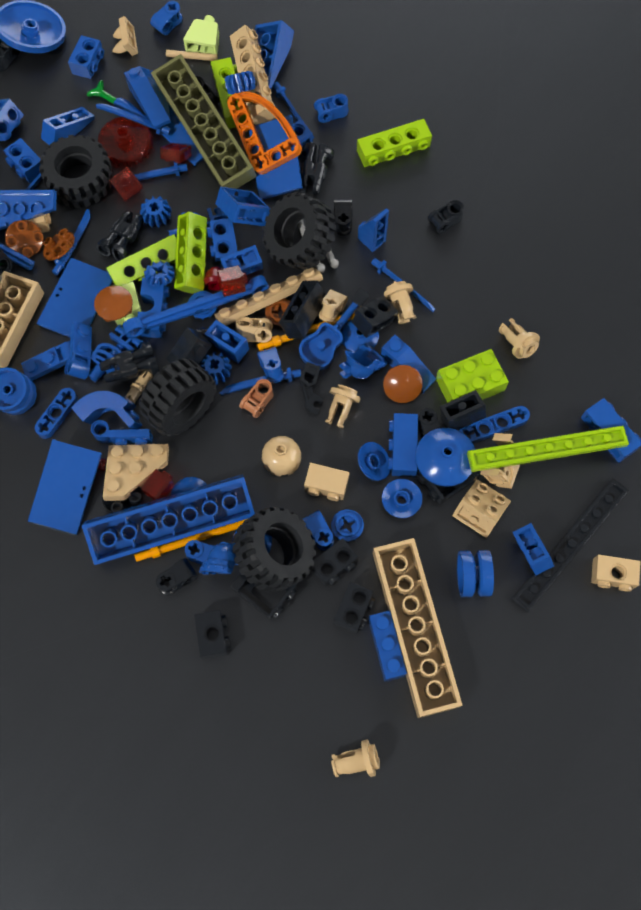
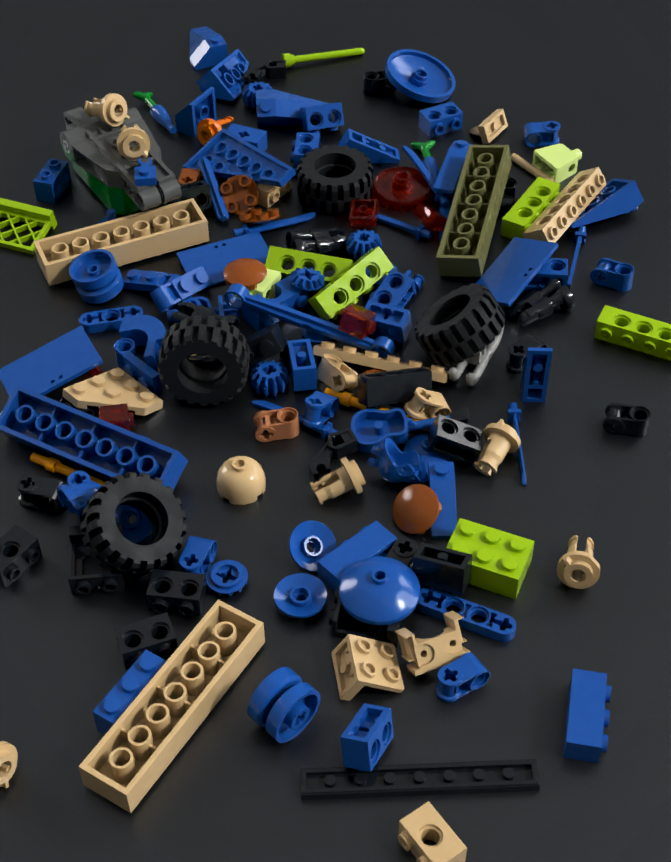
camera: 45 degrees right, 25 degrees down
(240, 82) = (540, 197): blue gear -> none
(243, 207) = (431, 281): blue window -> none
(265, 157) = (524, 267): orange beam -> none
(326, 482) = (251, 528): tan brick -> none
(535, 469) = (461, 678): none -> blue piece
(547, 448) = (490, 662): lime tile -> none

